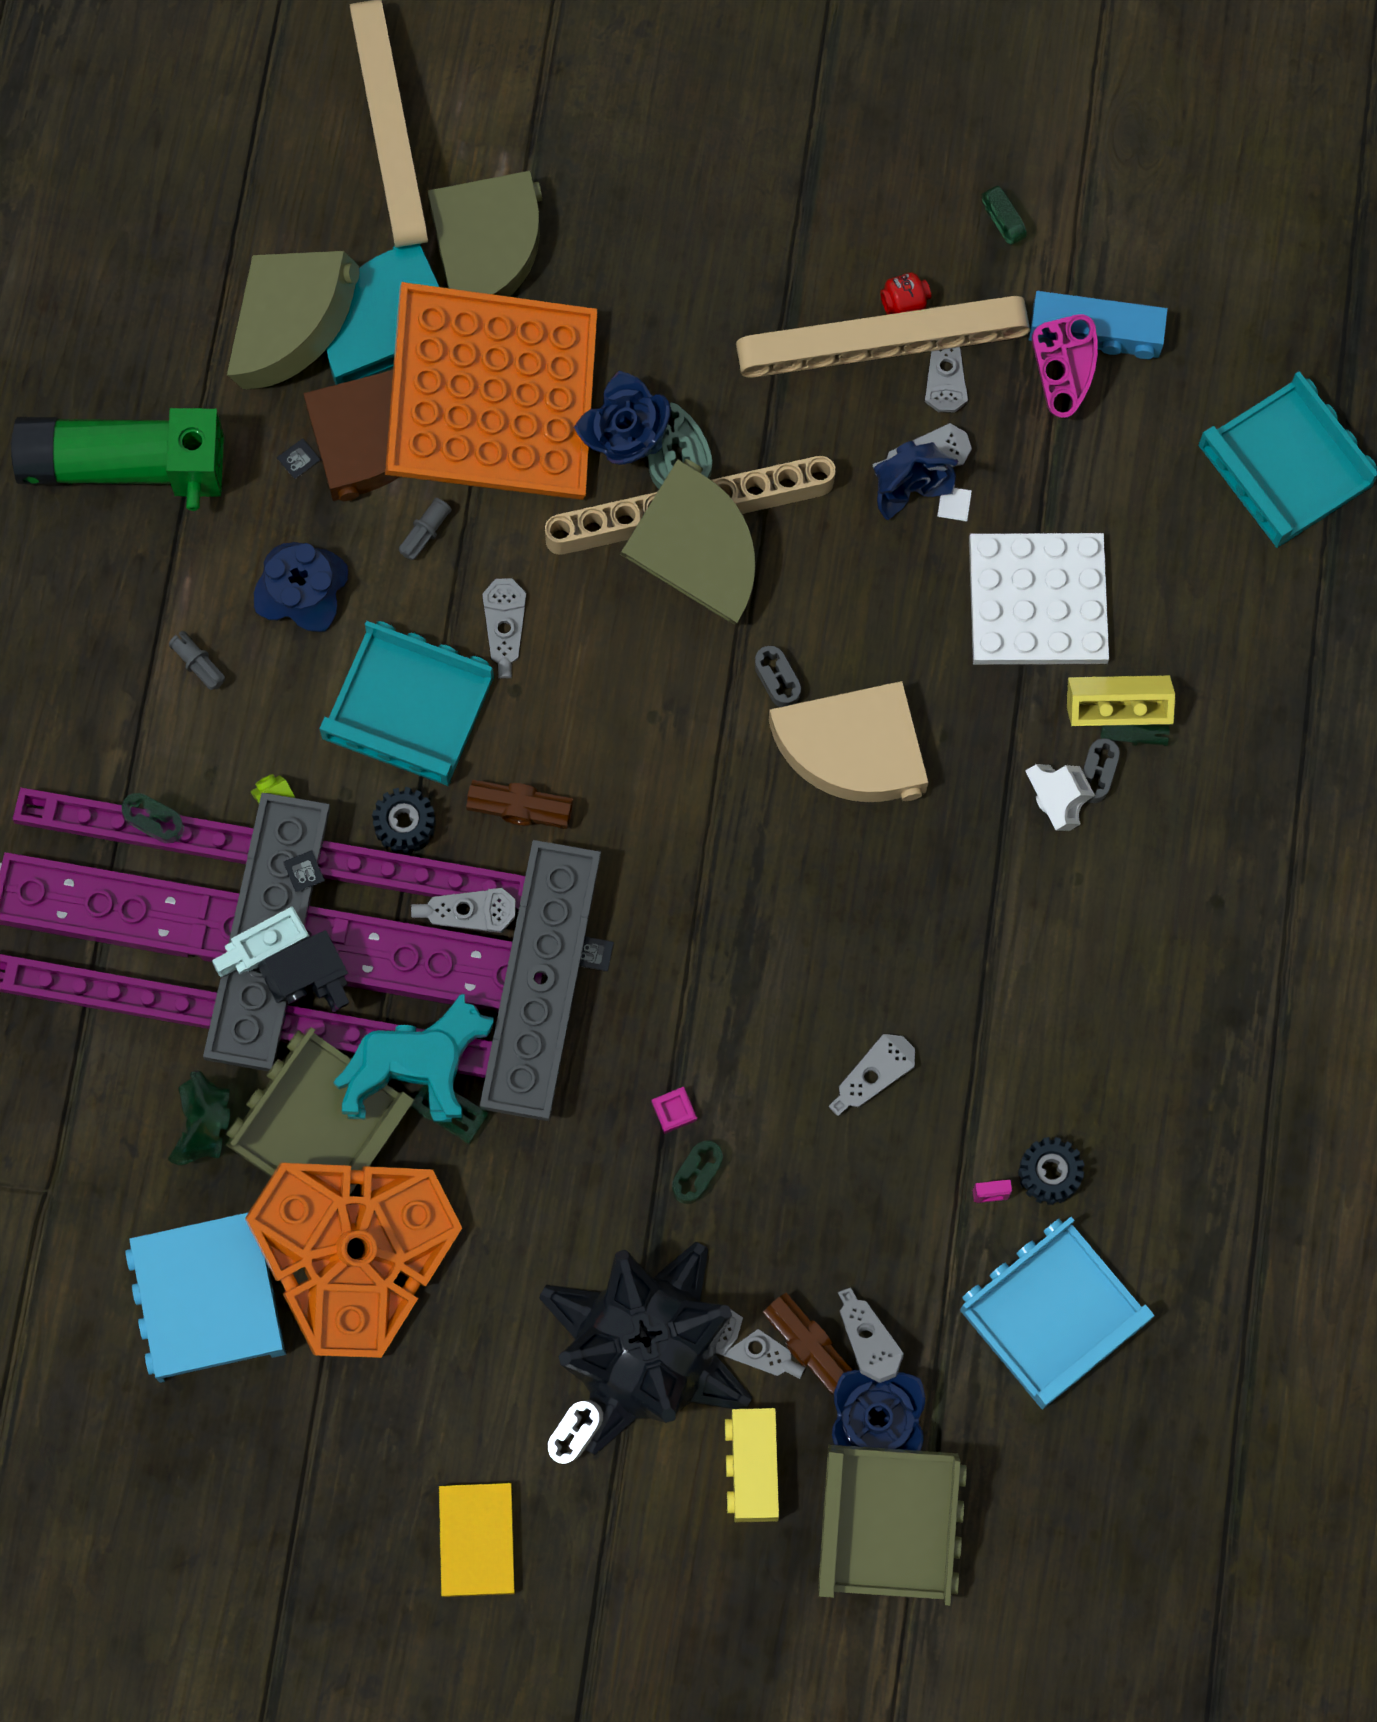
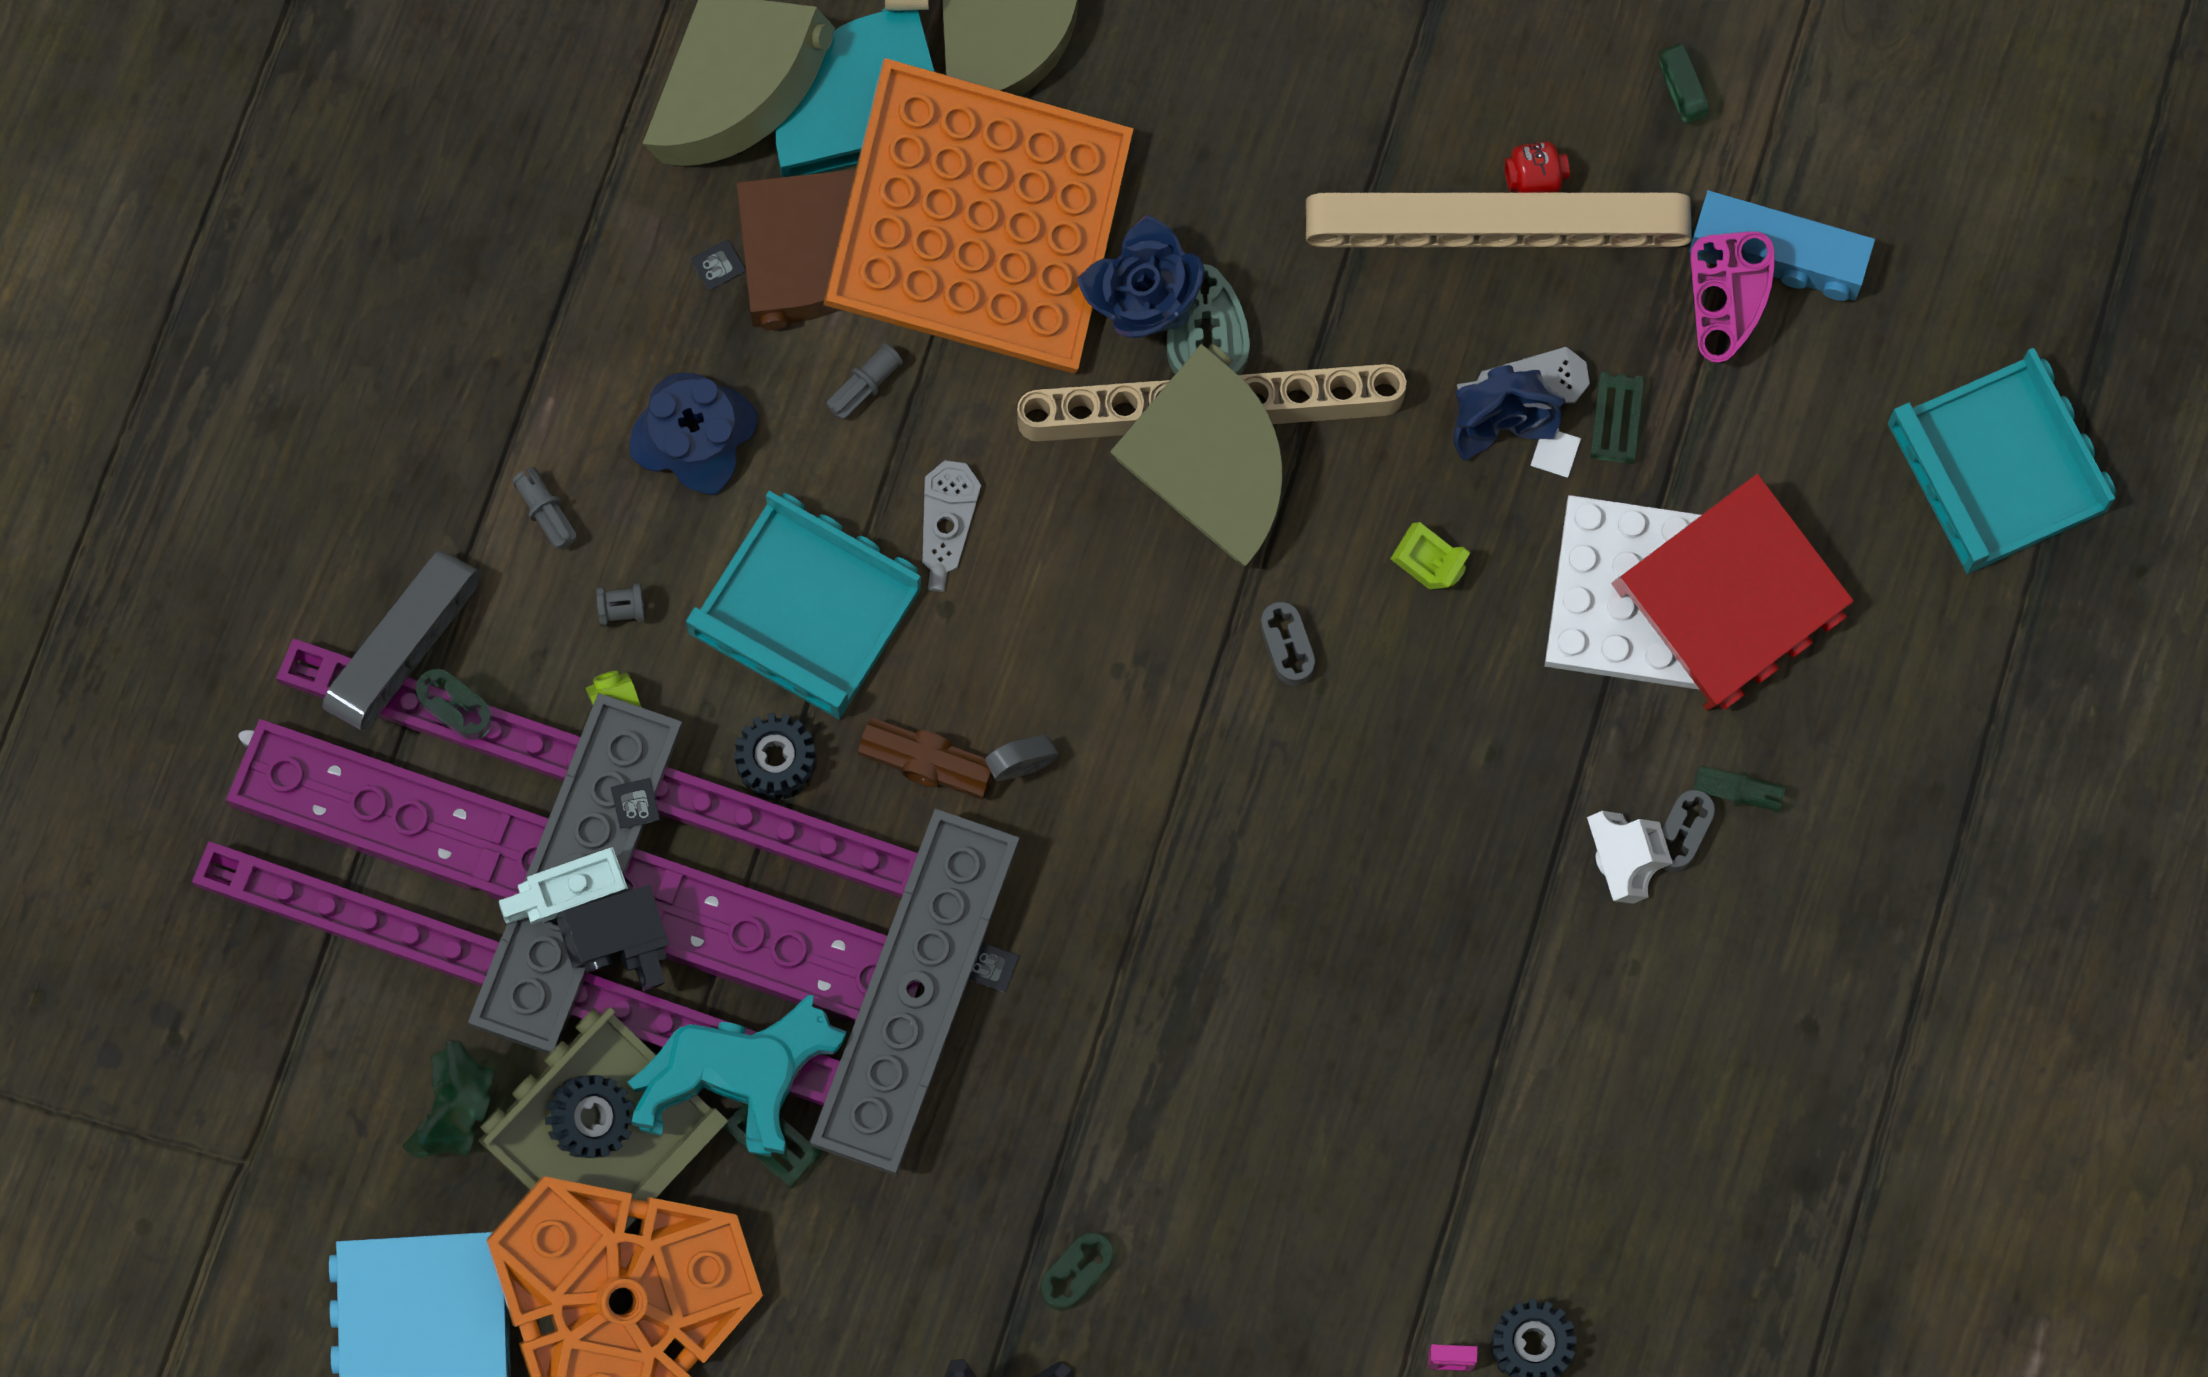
camera: 10 degrees right, 0 degrees up
(104, 776) = (401, 640): none -> dark grey beam
(171, 451) = (562, 234): green piece -> none
(273, 719) = (608, 613): none -> dark grey bush
(291, 1118) = (582, 1094): none -> black bush
(480, 914) = (853, 890): light grey piece -> none
(591, 792) = (1021, 757): none -> dark grey beam
(674, 1110) = (1060, 1186): dark pink tile -> none
(854, 744) = (1371, 748): tan brick -> none
(874, 596) = (1430, 558): none -> lime bracket
(880, 1062) = (1338, 1168): light grey piece -> none
(946, 381) = (1571, 291): light grey piece -> none
(996, 444) = (1621, 383): none -> clear green tile
(1108, 586) = (1736, 592): none -> red panel
(1120, 700) = (1727, 744): light yellow brick -> none

